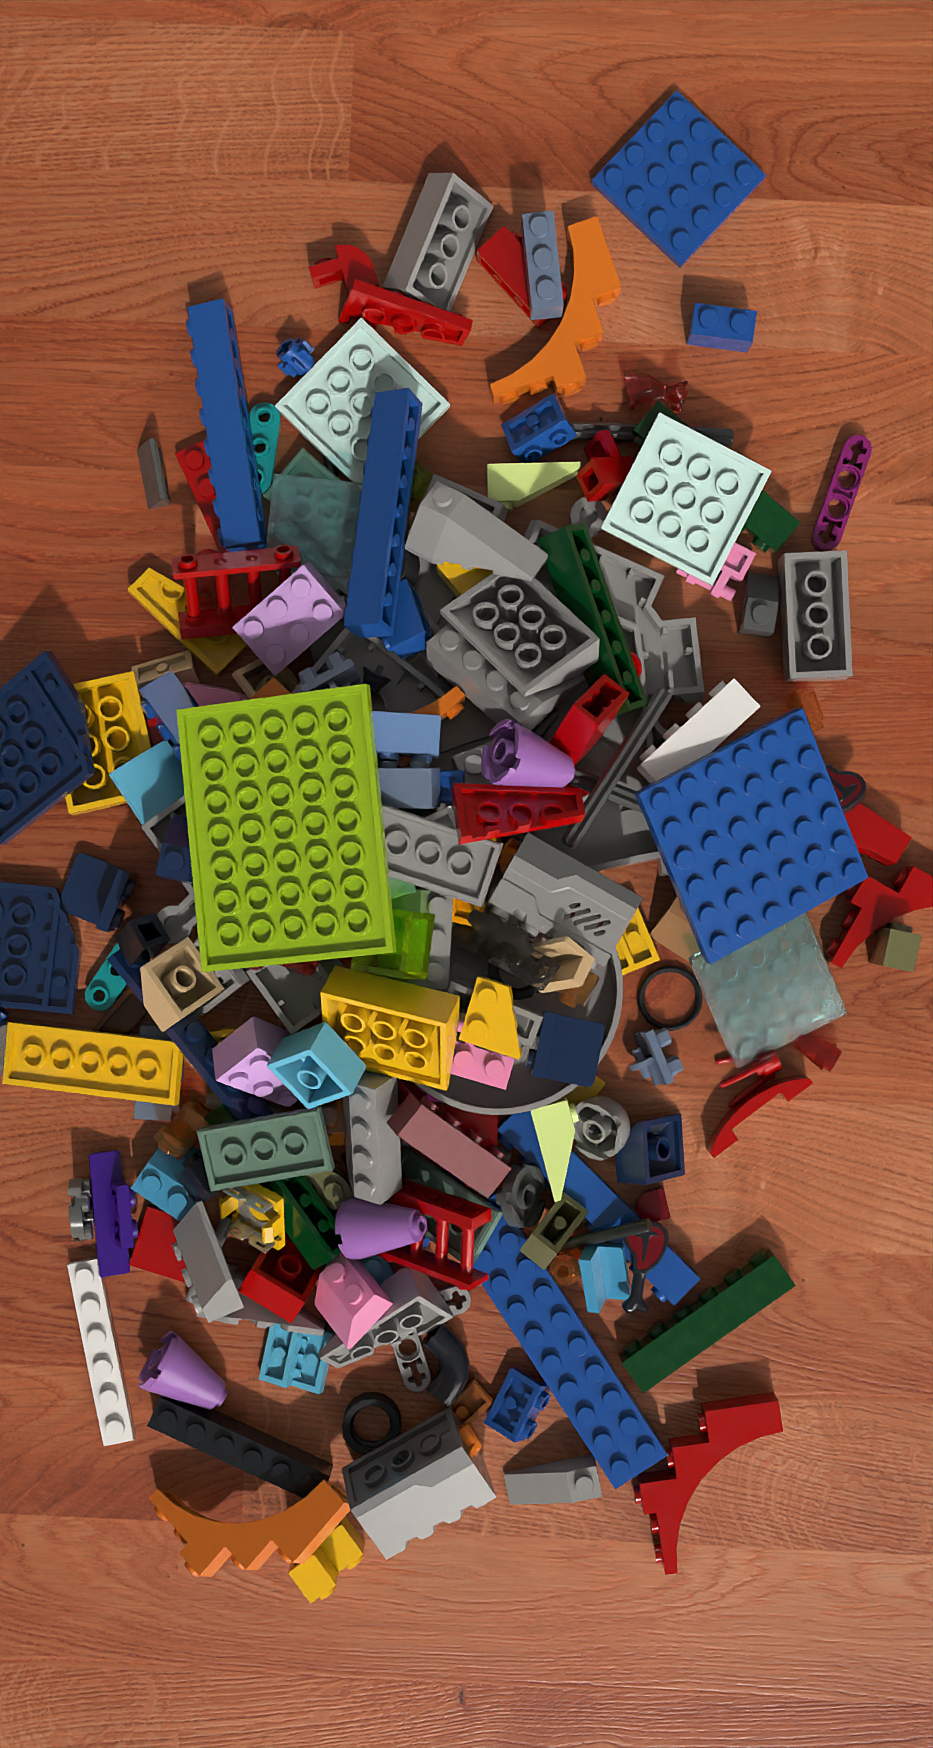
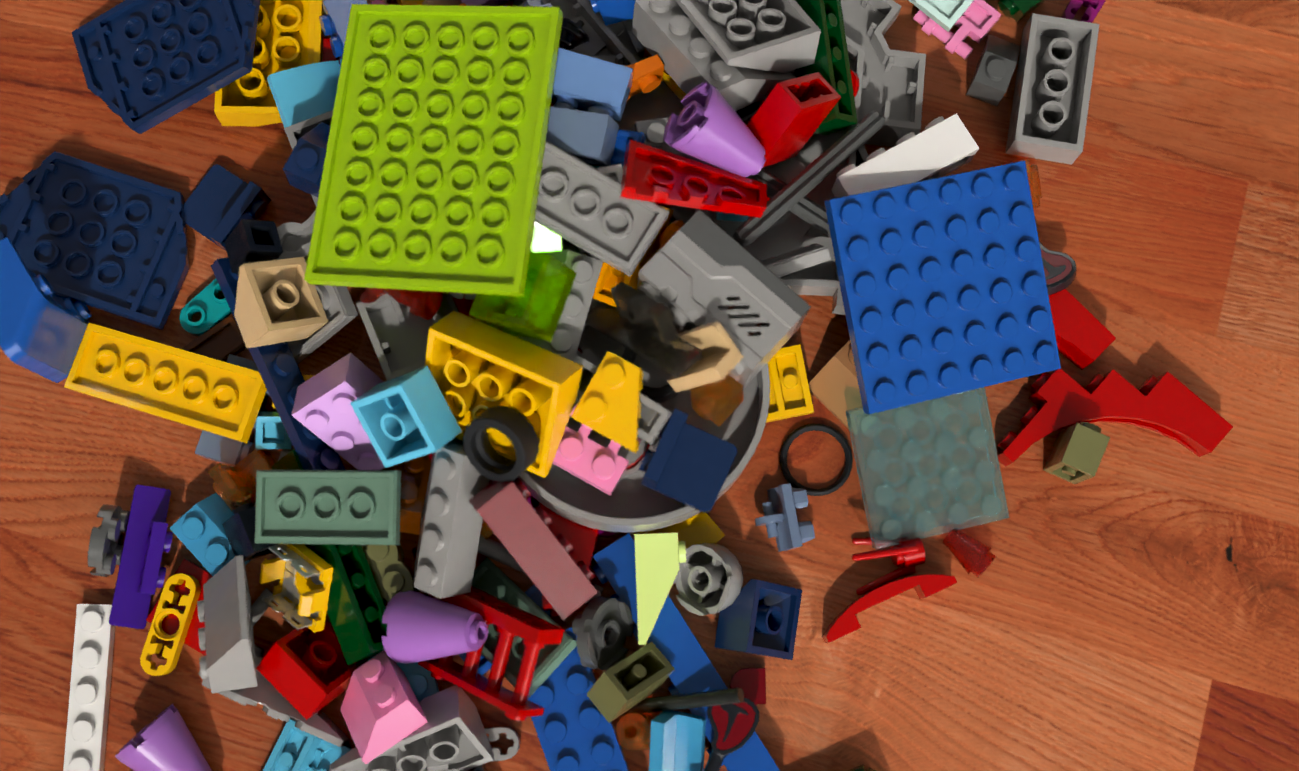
camera: 10 degrees right, 10 degrees down
(142, 1288) = (170, 653): none -> yellow beam
(193, 1085) = (270, 432): none -> medium azure plate
(408, 1059) = (515, 428): none -> black tyre
(615, 848) = (797, 260): none -> light grey tile

